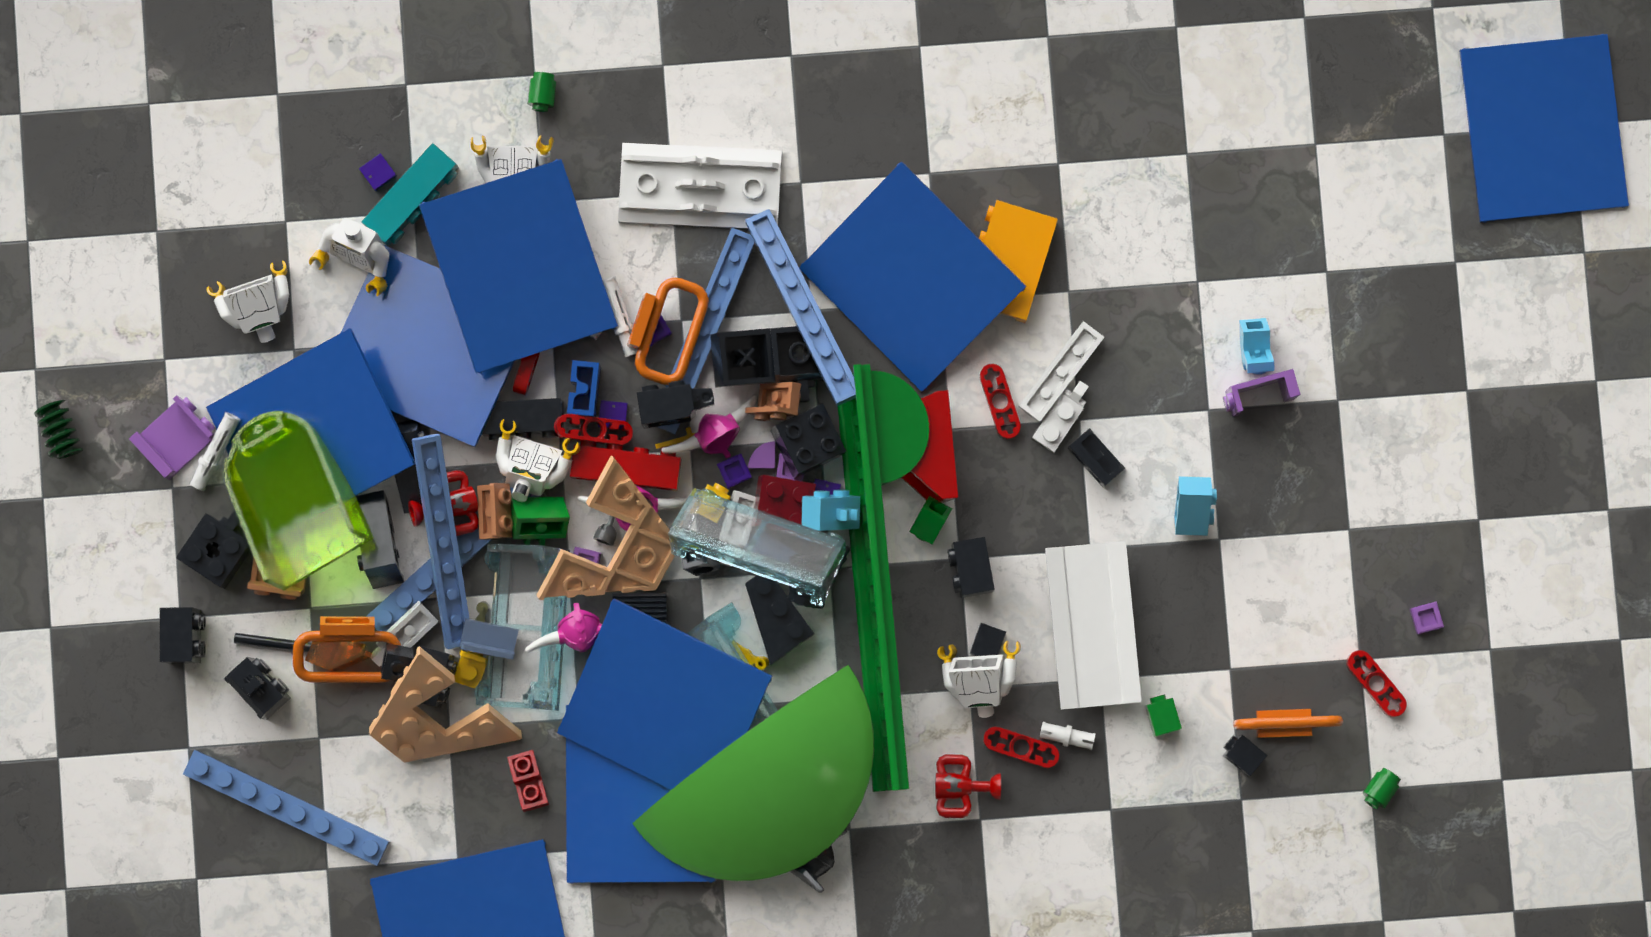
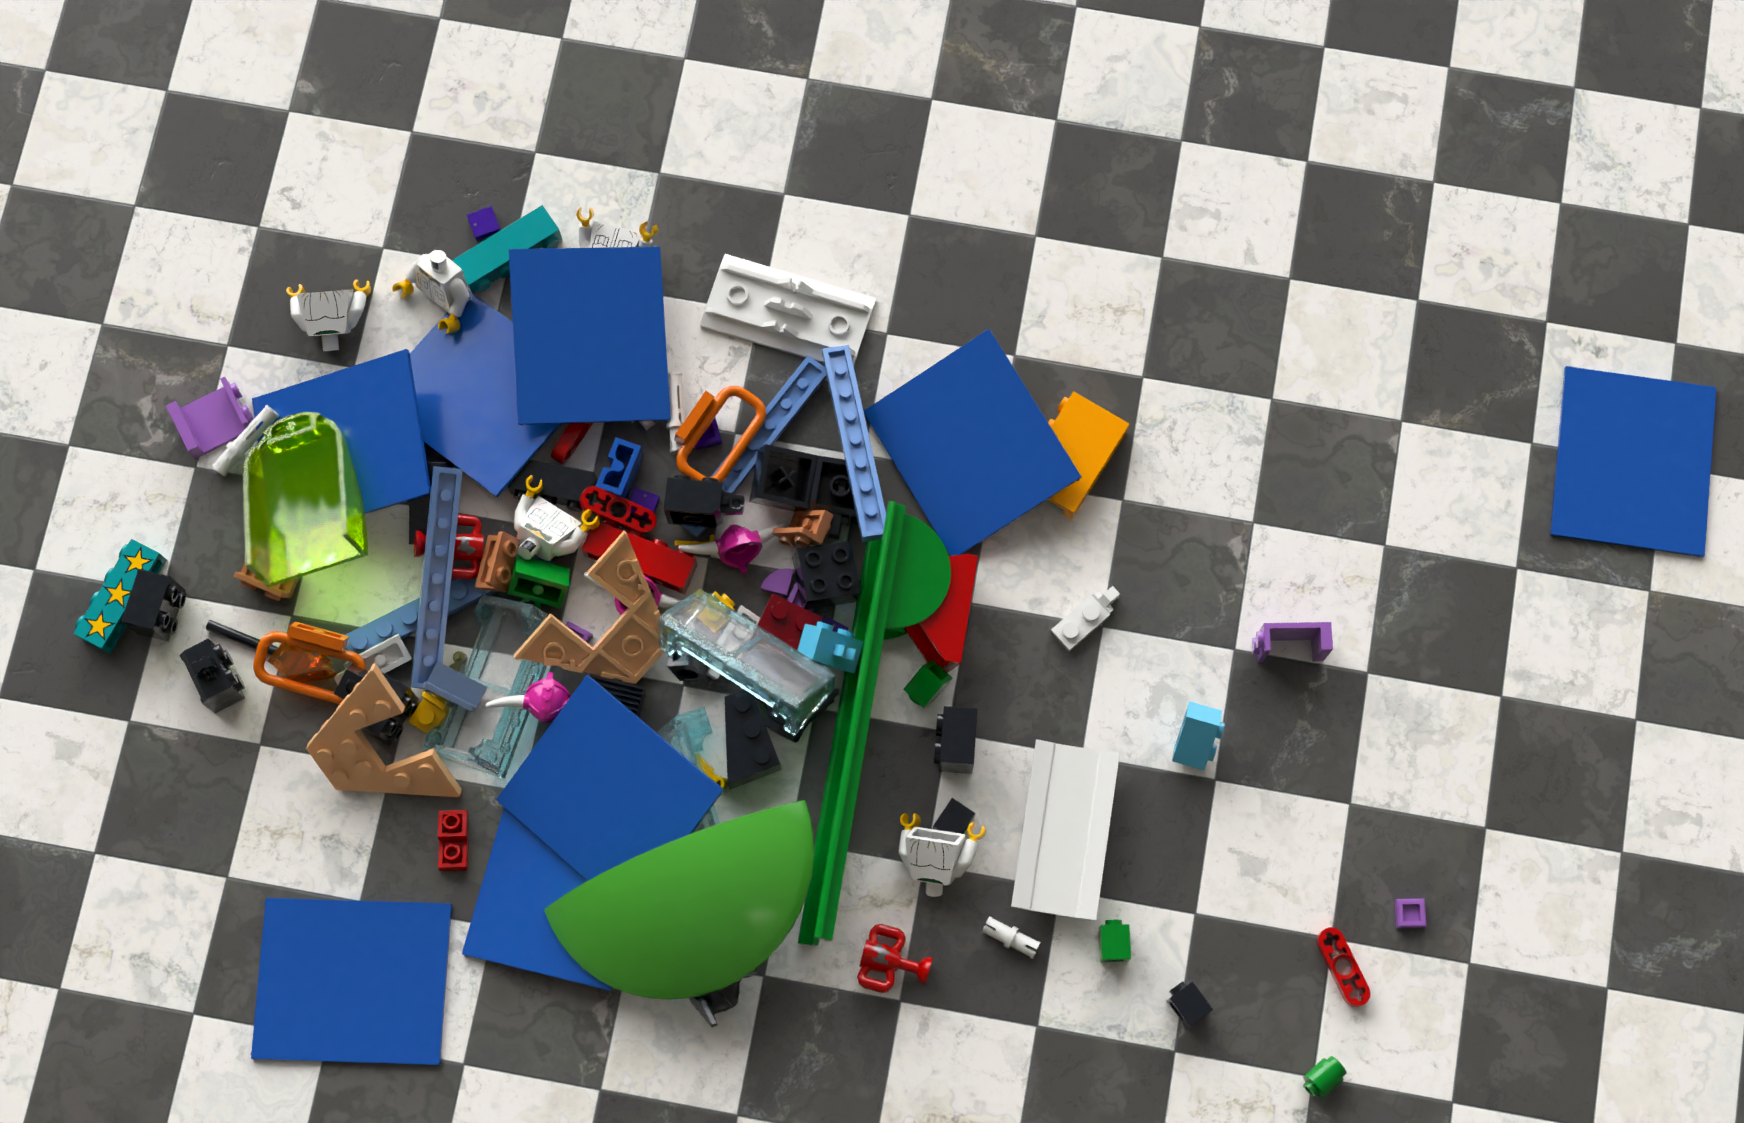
camera: 15 degrees right, 10 degrees down
(57, 430) = (100, 383): dark green piece -> none
(142, 634) = (102, 621): none -> teal brick
(232, 547) = (209, 518): black hinge -> none
(286, 807) = (205, 805): medium blue plate -> none
(379, 555) = (372, 574): wedge -> none
(542, 91) = (661, 186): green brick -> none
(606, 533) = (602, 615): dark grey hinge -> none
(734, 471) = (746, 588): dark purple tile -> none
(987, 384) = (1036, 606): red beam -> none
(1016, 736) = (947, 917): red beam -> none
(1061, 371) = (1096, 573): white plate -> none
(1096, 458) = (1109, 666): black hinge -> none
(1256, 346) = (1297, 596): medium azure brick -> none
(1286, 723) = (1241, 982): orange bar -> none

